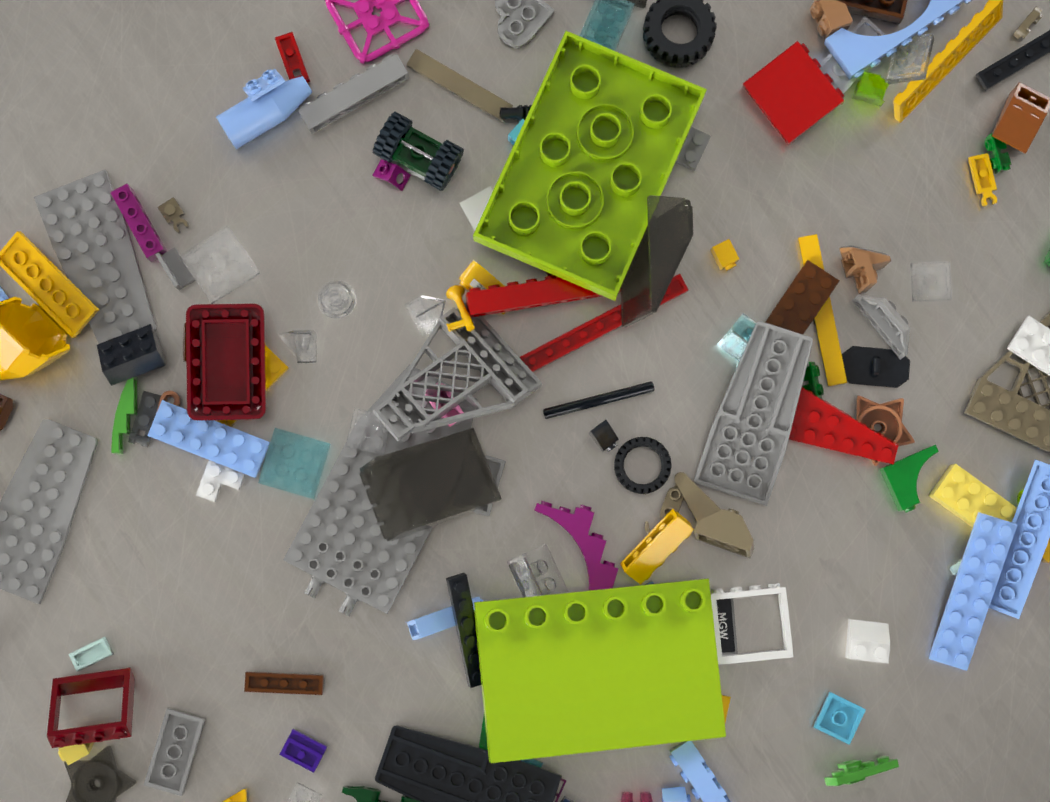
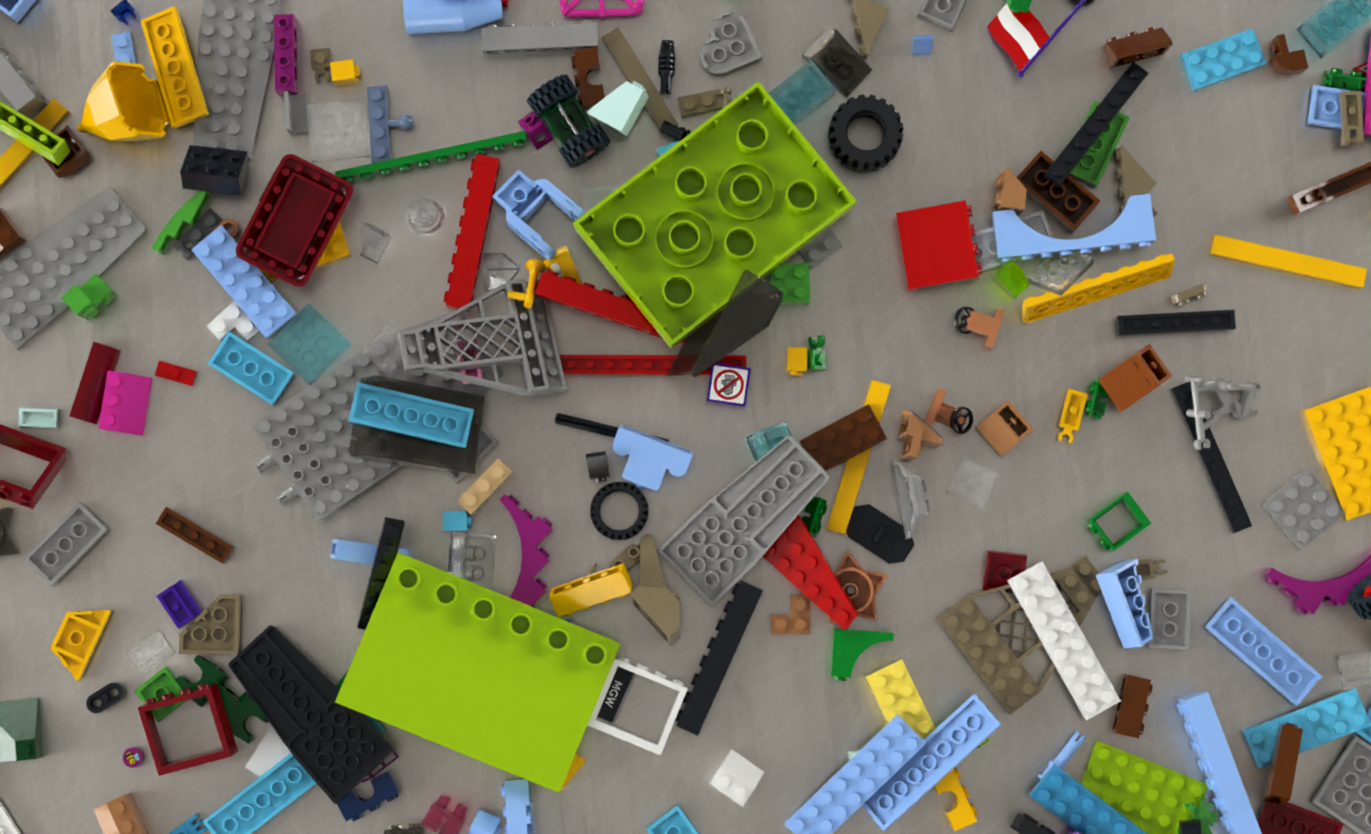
camera: 30 degrees right, 0 degrees up
(79, 524) = (89, 298): none -> bright green brick
(124, 597) = (92, 385): none -> dark red brick
(160, 600) = (125, 403): none -> dark pink slope
(190, 551) = (175, 373): none -> red piece
(198, 210) = (344, 72): none -> yellow brick
(254, 240) = (380, 123): none -> sand blue plate
(255, 511) = (251, 368): none -> medium azure plate
(321, 239) = (439, 155): none -> green plate
(346, 756) = (214, 629): none -> dark tan plate
(386, 291) = (473, 231): none -> red brick
(413, 240) = (523, 198): none -> light blue plate
(420, 477) = (411, 415): none -> medium azure plate
(424, 119) = (587, 61): none -> reddish brown arch
(457, 116) = (621, 107): none -> light aqua slope
(476, 60) = (666, 66): none -> black hinge
(507, 549) = (456, 521): none -> medium azure brick
(516, 505) = (485, 487): none -> tan brick
(525, 74) = (704, 102): none -> dark tan plate
(645, 405) = (649, 457): none -> light blue brick
(679, 307) = (728, 384): none -> piece
(688, 186) = (793, 282): none -> bright green brick
(740, 242) = (816, 356): none -> green plate
(797, 545) = (719, 657): none -> black brick
(845, 480) = (797, 622): none -> medium nougat plate
(865, 141) = (980, 324): none -> nougat piece
(878, 234) = (947, 414): none -> nougat piece
(934, 218) = (1004, 428): none -> medium nougat slope
(995, 340) = (1001, 567): none -> dark red plate

